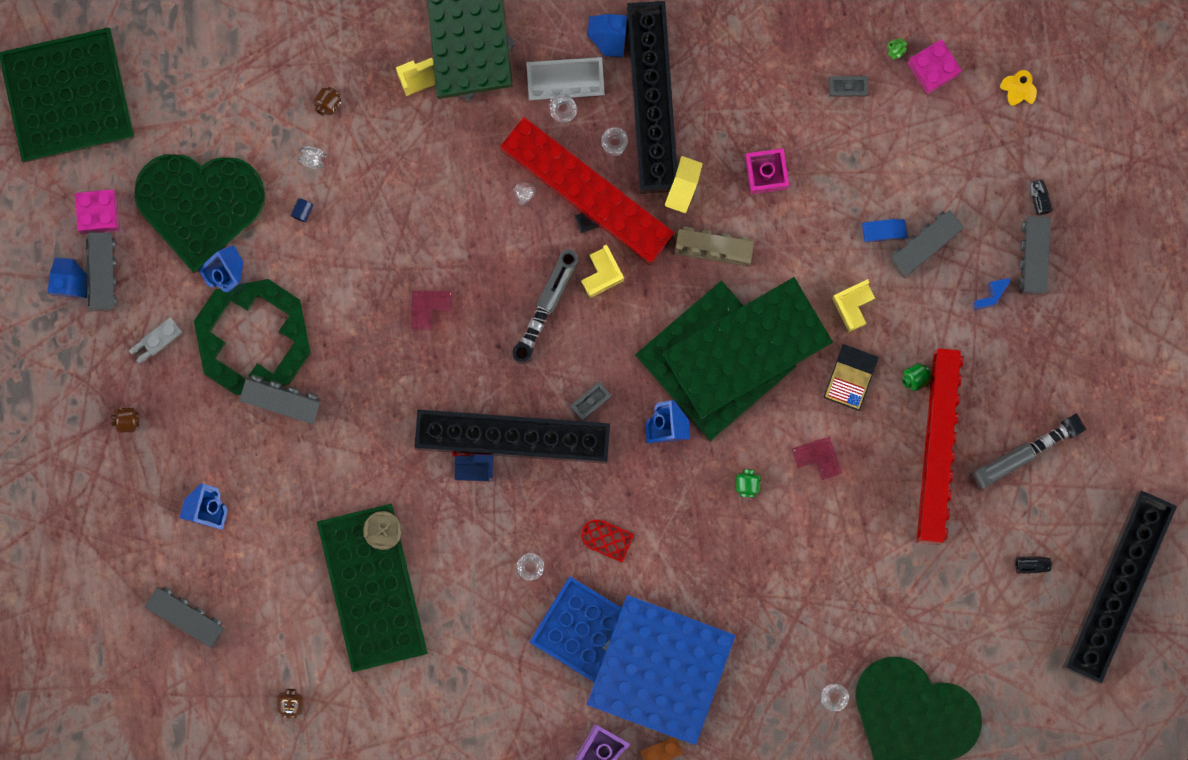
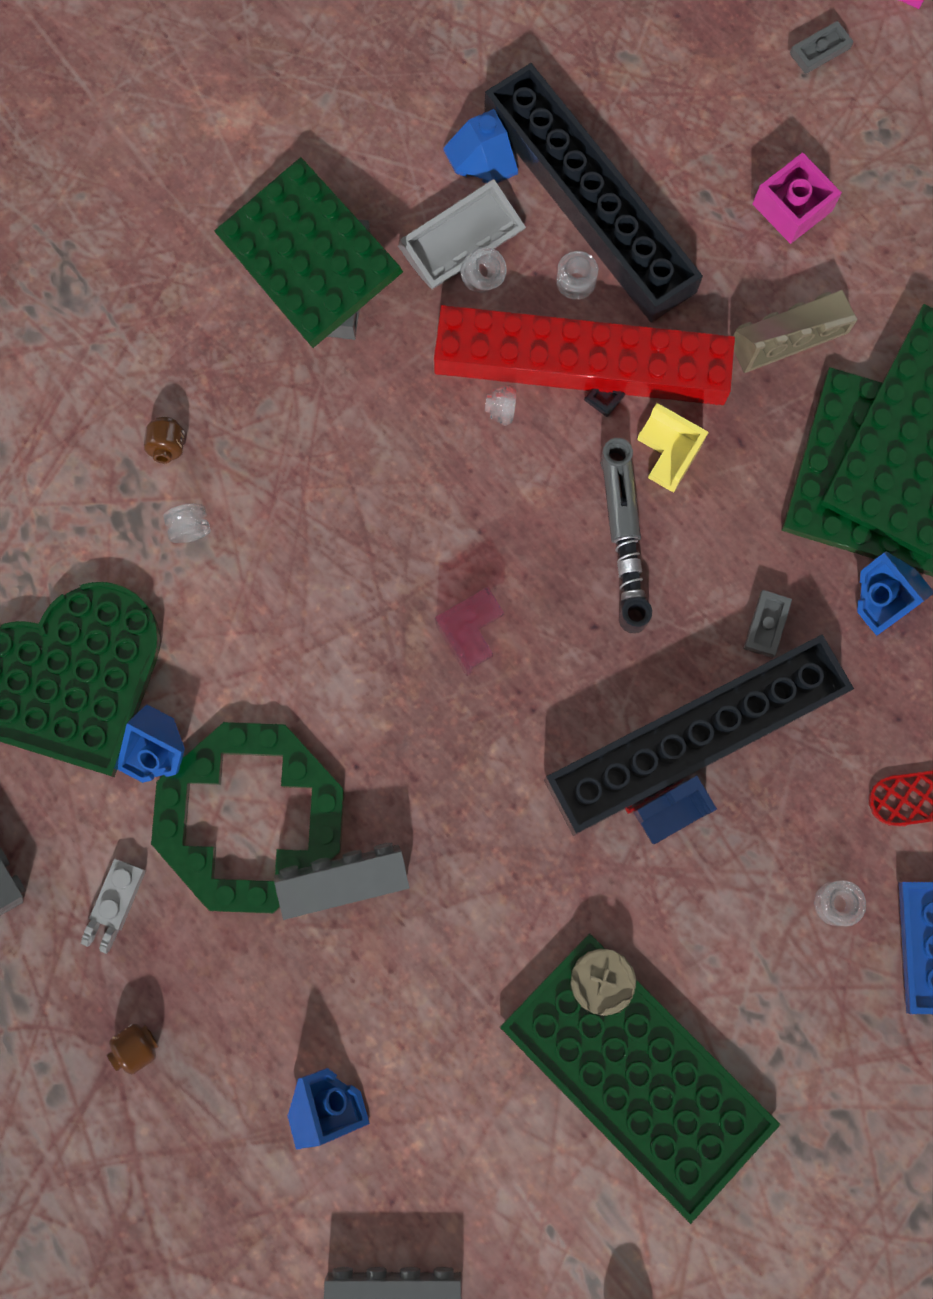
camera: 25 degrees left, 5 degrees down
(302, 210) = (215, 601): dark blue beam -> none
(416, 76) = (264, 339): light yellow panel -> none
(684, 184) = (709, 273): light yellow panel -> none

